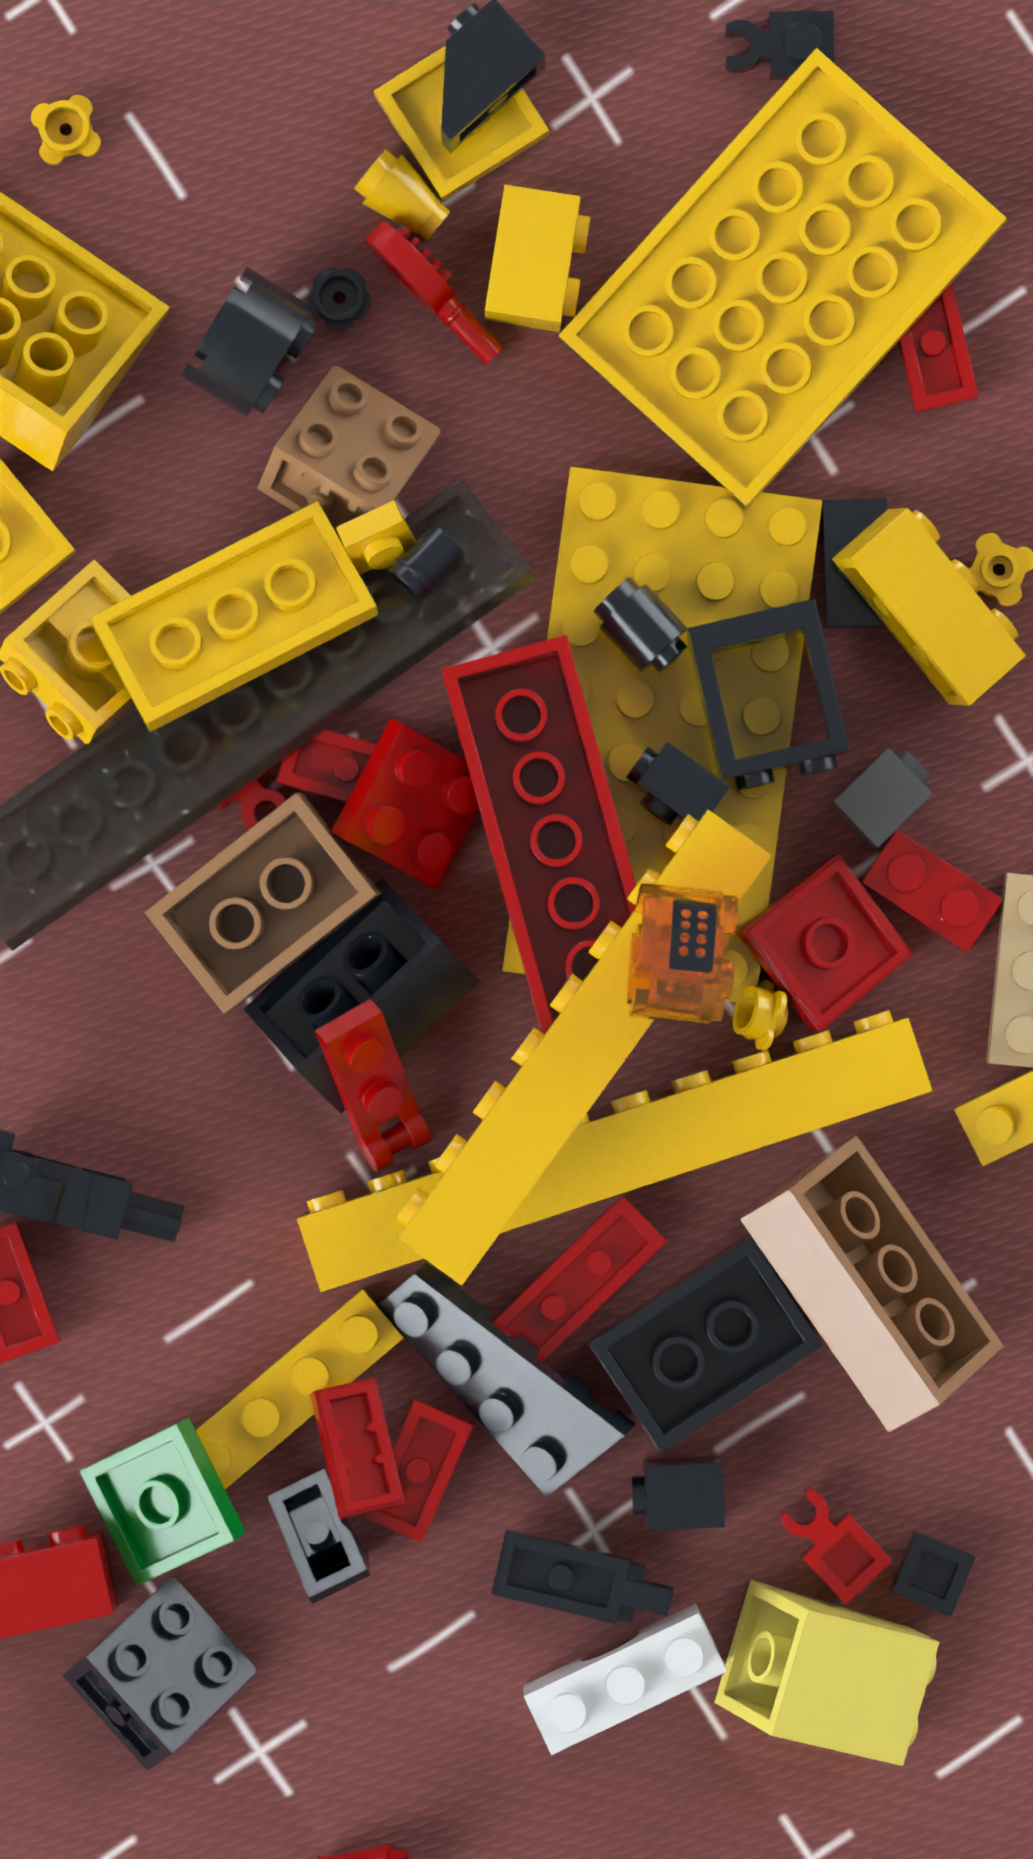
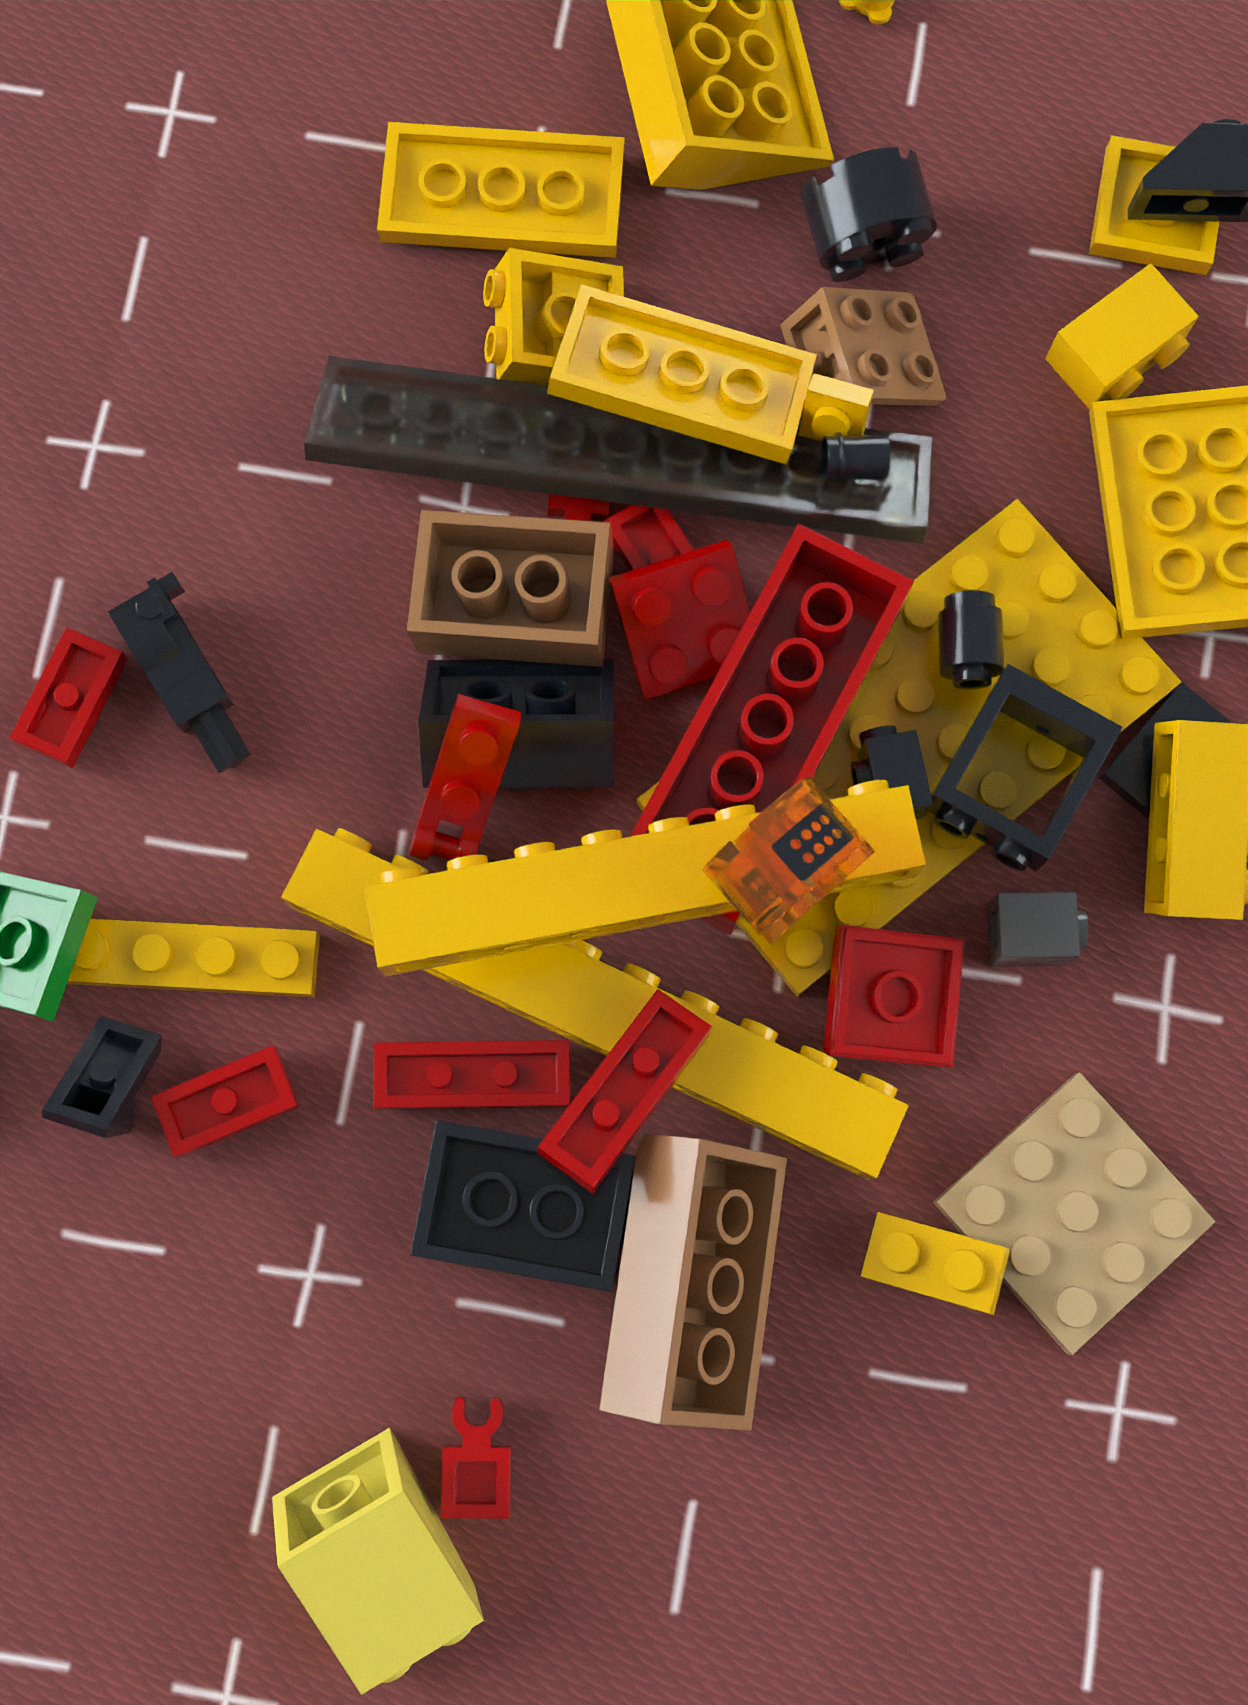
camera: 45 degrees right, 10 degrees down
(339, 281) = (960, 236): black plate -> none
(357, 1448) = (194, 1039): red plate -> none
(401, 195) = (1065, 219): yellow cone -> none
(430, 286) = (1029, 292): red piece -> none
(520, 1401) = (348, 1116): wing -> none
(576, 1579) = (259, 1298): black hinge -> none
(624, 1682) = (217, 1411): white arch -> none
(680, 1493) = (398, 1306): black brick -> none
(702, 1199) = (624, 1090): none -> red plate
(765, 1018) = (797, 1008): yellow plate -> none
(931, 891) = (1007, 1034): red plate -> none
(932, 1573) = (530, 1559): black plate -> none

